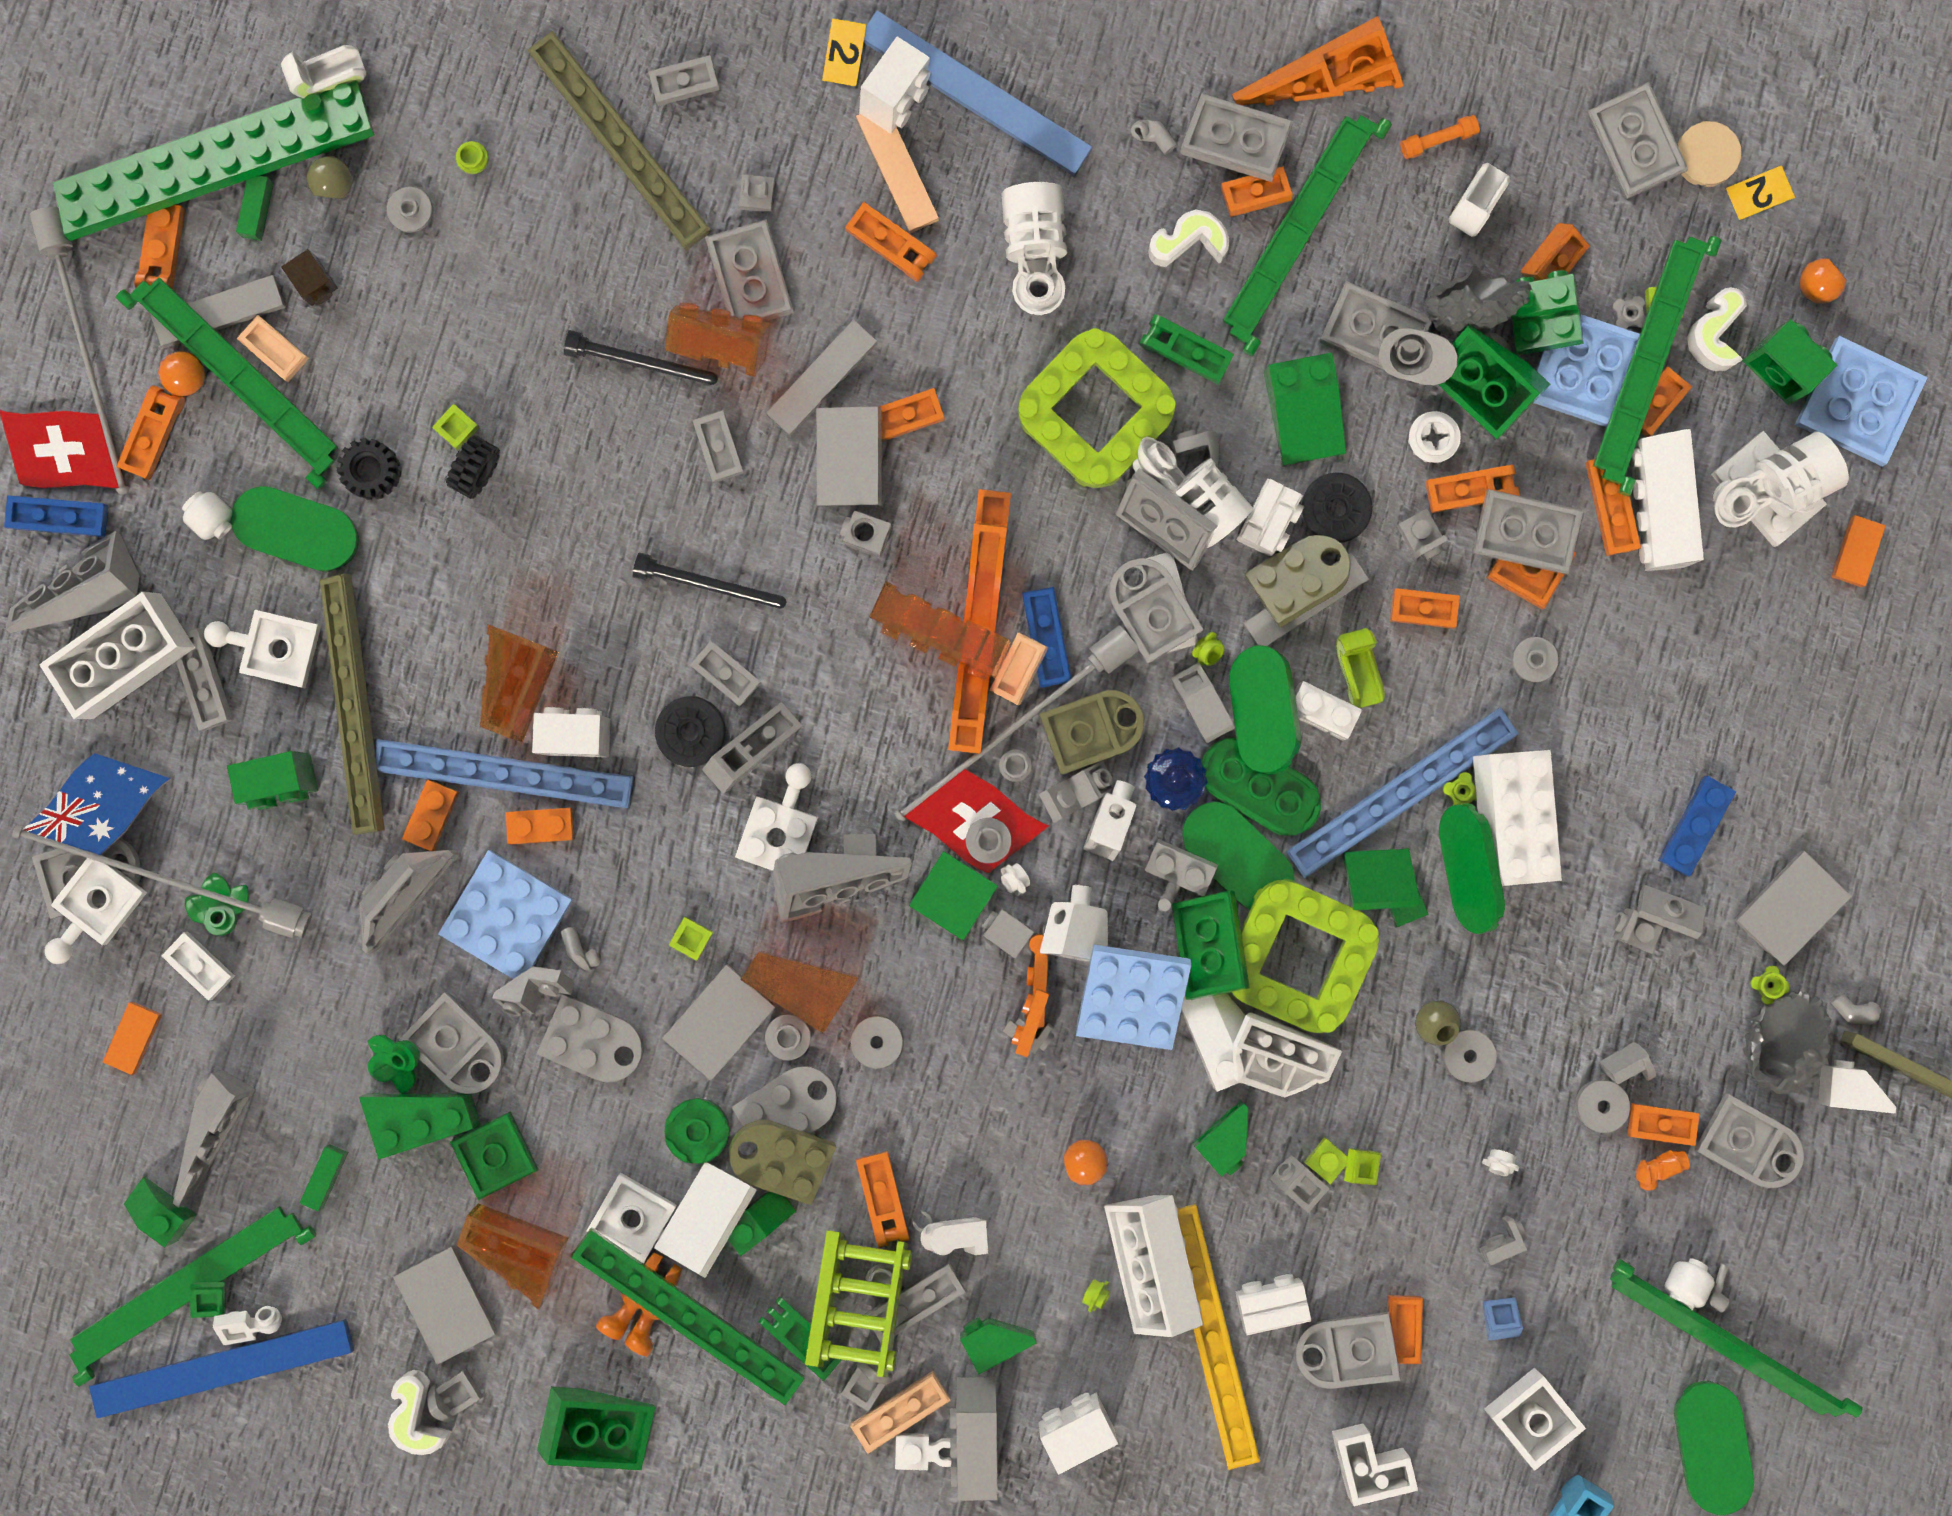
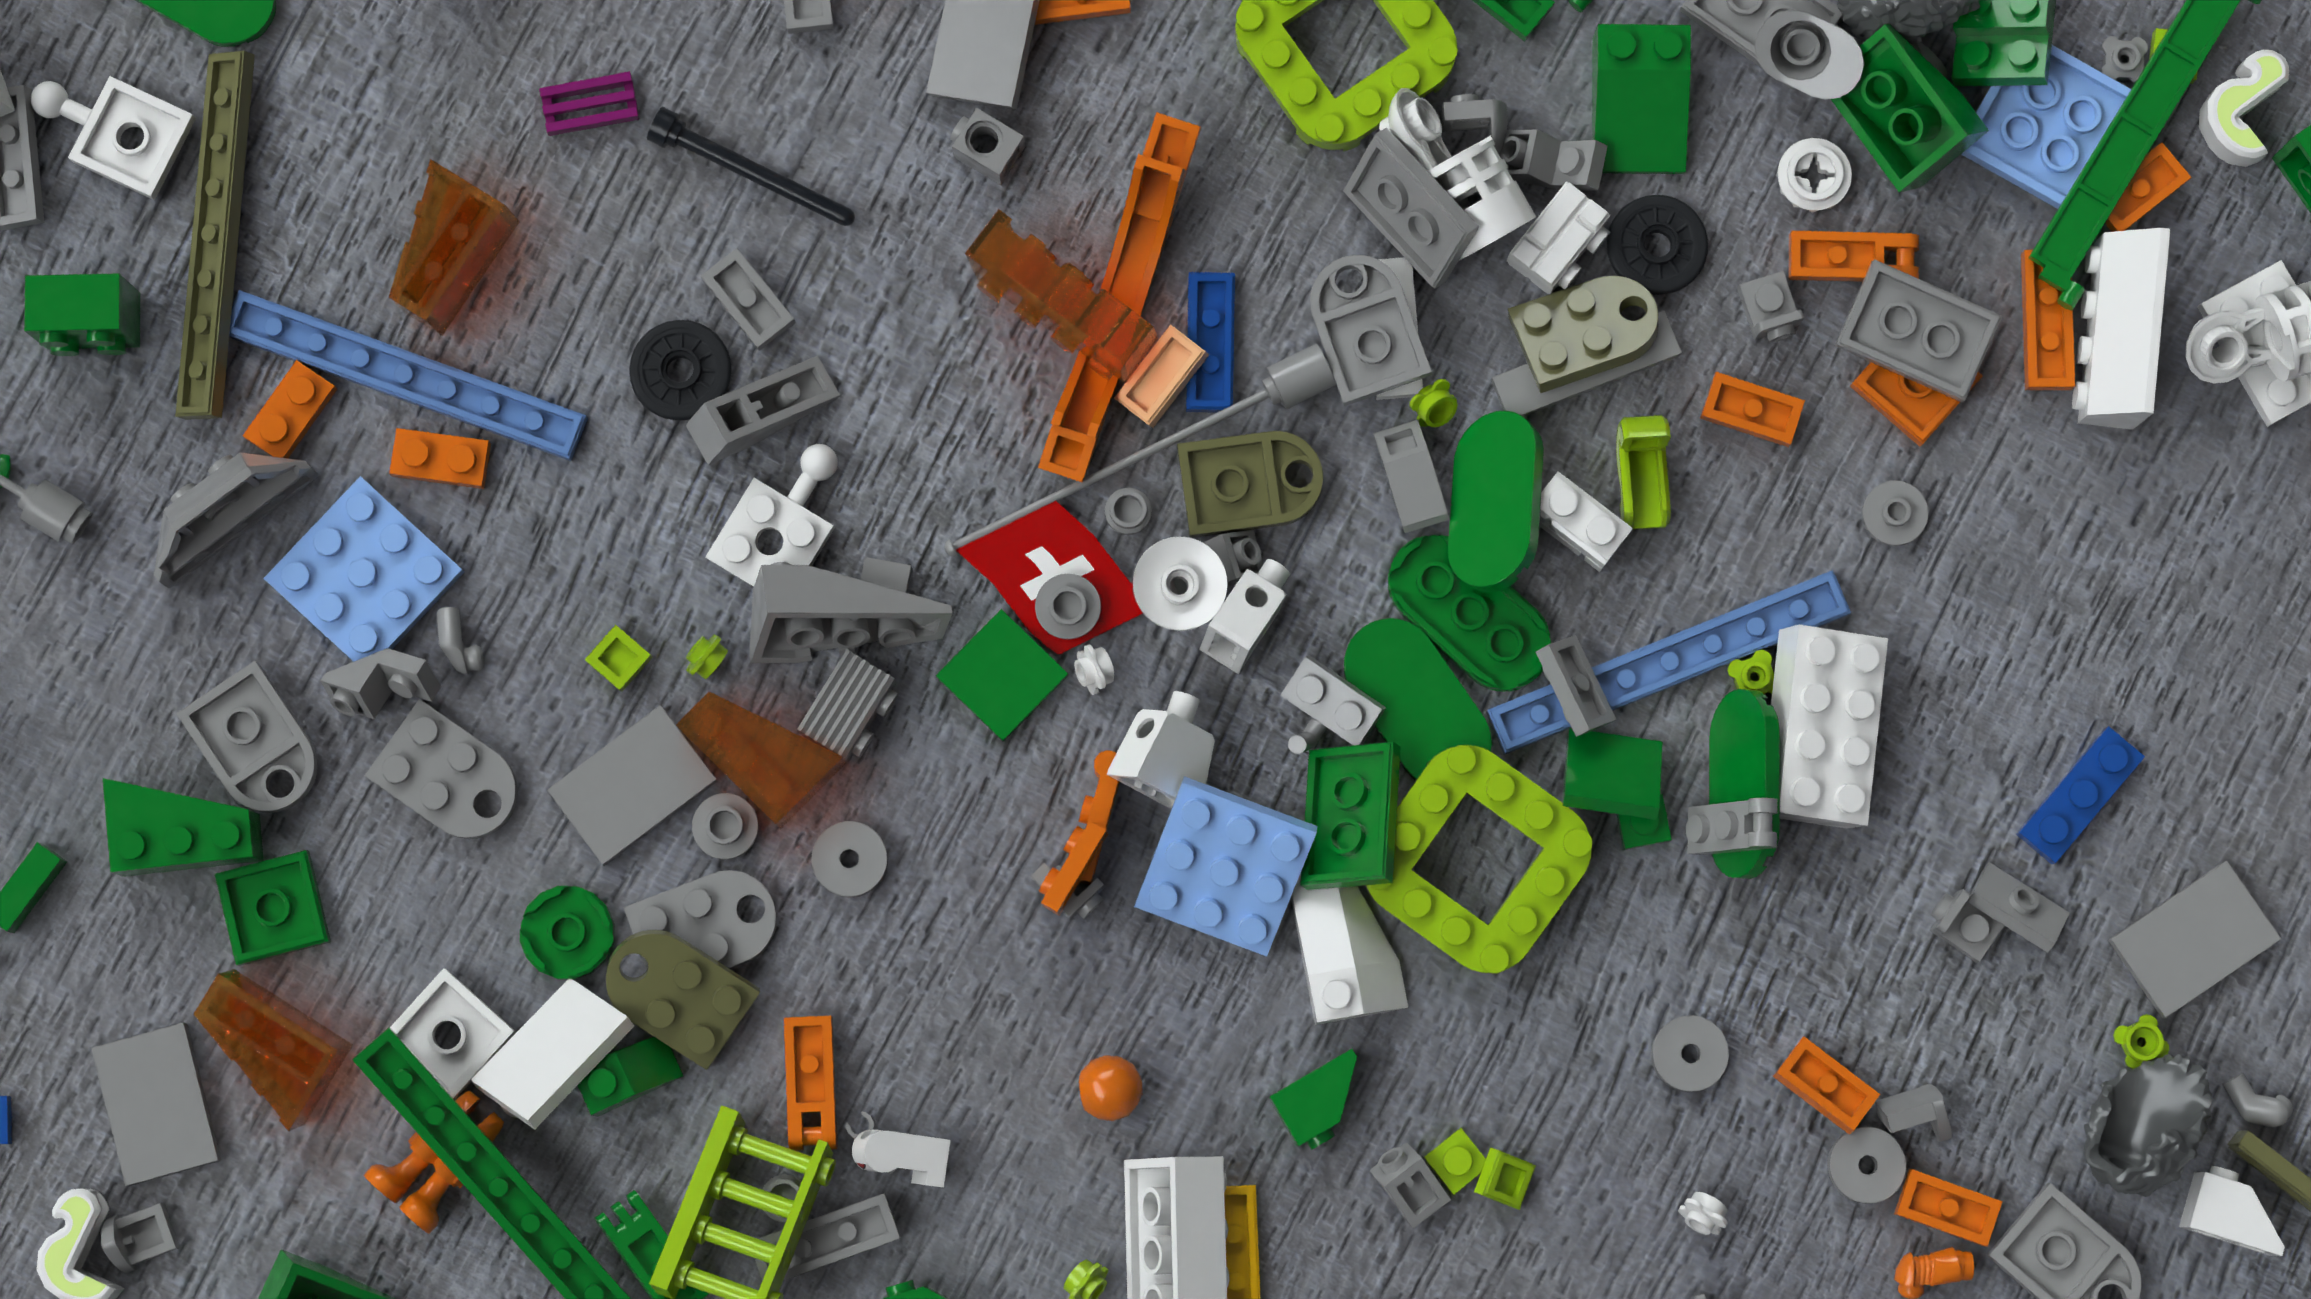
camera: 10 degrees right, 5 degrees down
(393, 1062) = (161, 743): green plate -> none
(562, 570) = (588, 86): none -> magenta tile
(571, 734) = (513, 335): white brick -> none
(750, 925) = (706, 656): none -> lime plate
(853, 940) = (849, 706): none -> light grey brick
(1006, 932) = (1066, 740): light grey brick -> none
(1078, 805) = (1184, 560): none -> white dish
(1175, 779) = (1350, 574): clear blue piece -> none
(1255, 465) = (1549, 163): none -> light grey slope
(1280, 1057) = (1415, 993): white wedge -> none
(1344, 825) = (1575, 685): none -> light grey plate
(1438, 1023) = (1653, 994): olive piece -> none
(1470, 901) = (1731, 826): none -> light grey plate
(1566, 1059) = (1826, 1085): none -> orange plate

